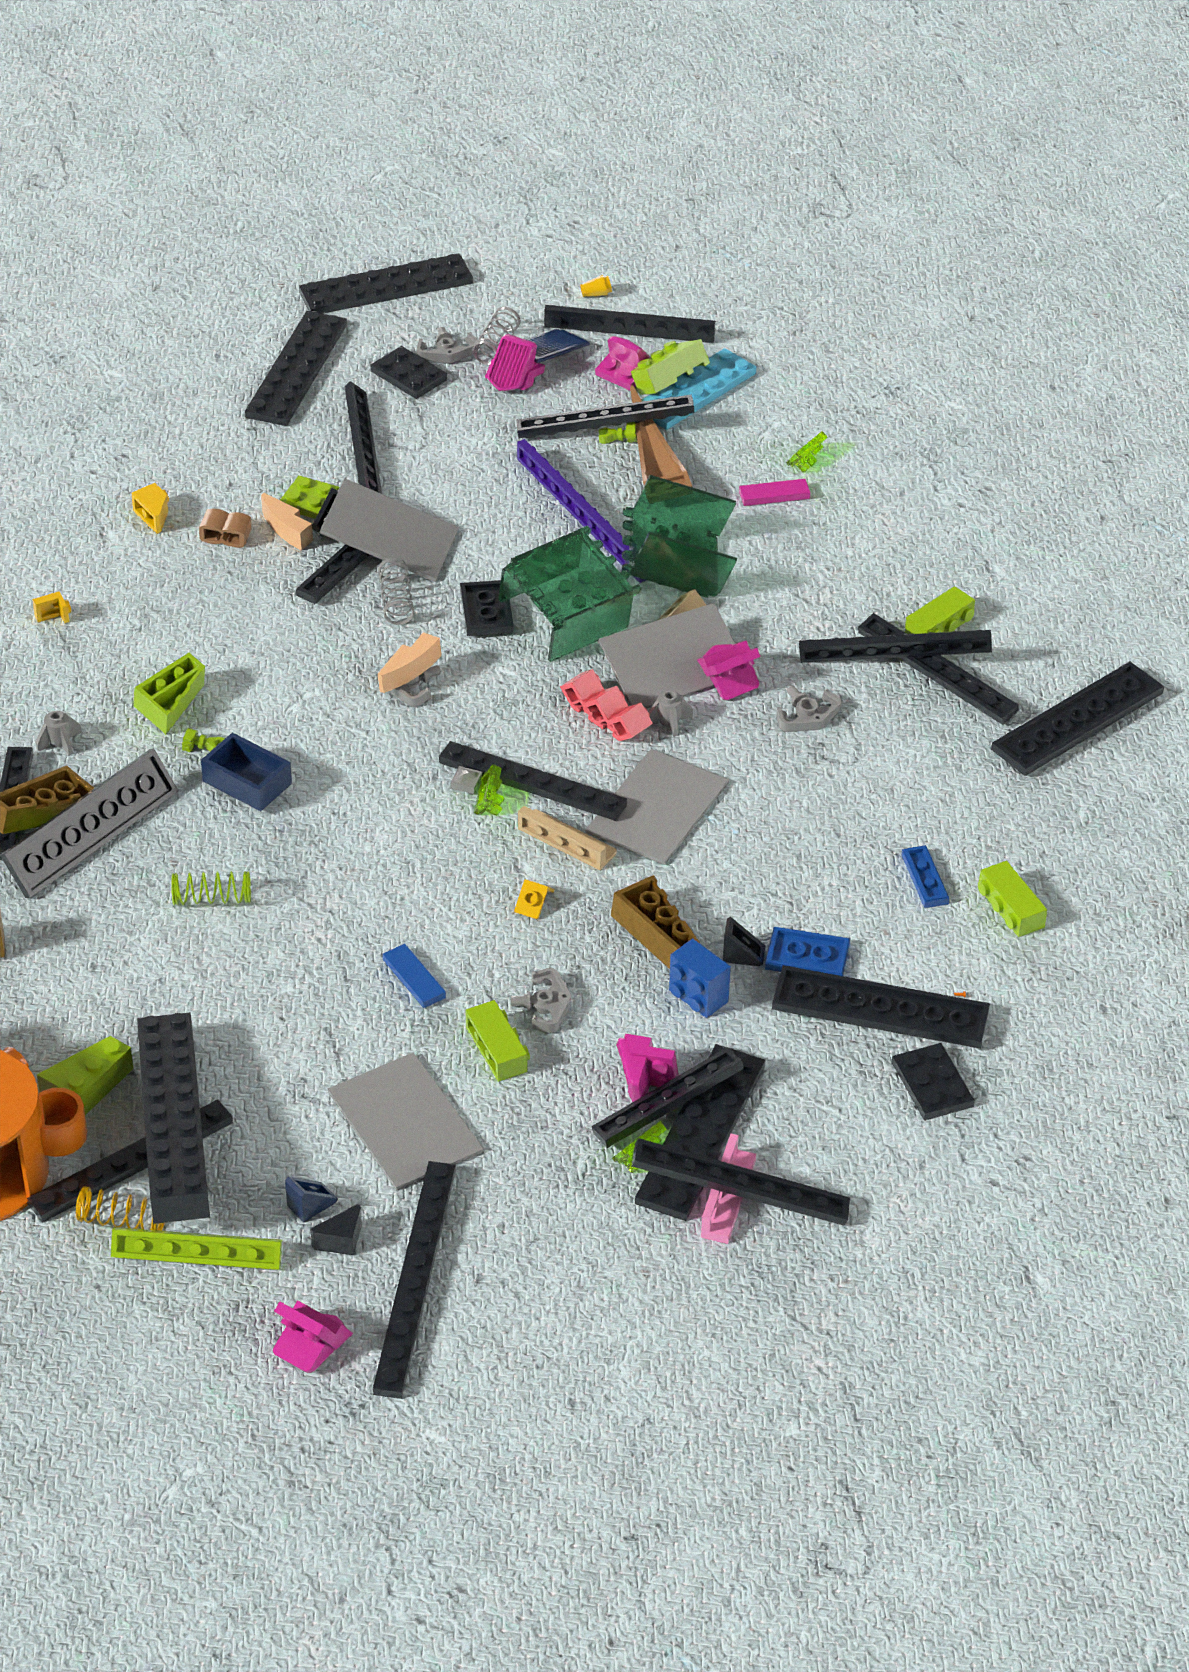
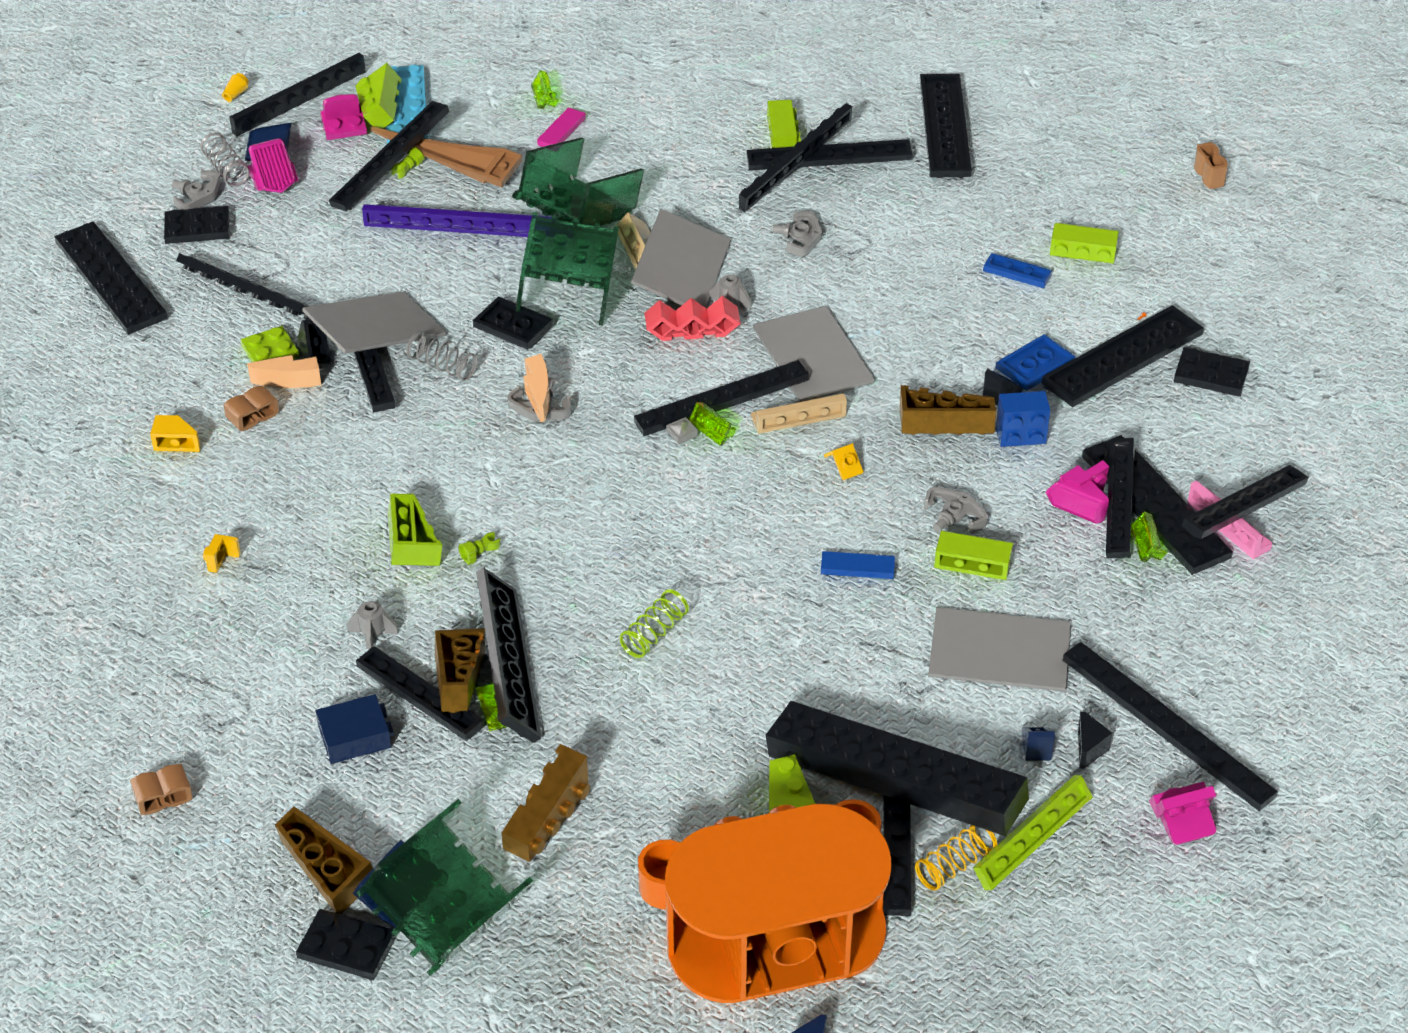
camera: 50 degrees left, 0 degrees up
(246, 771) = (550, 536): dark blue piece -> none
(386, 284) = (78, 184): black plate -> none
(731, 668) = (726, 238): dark pink piece -> none

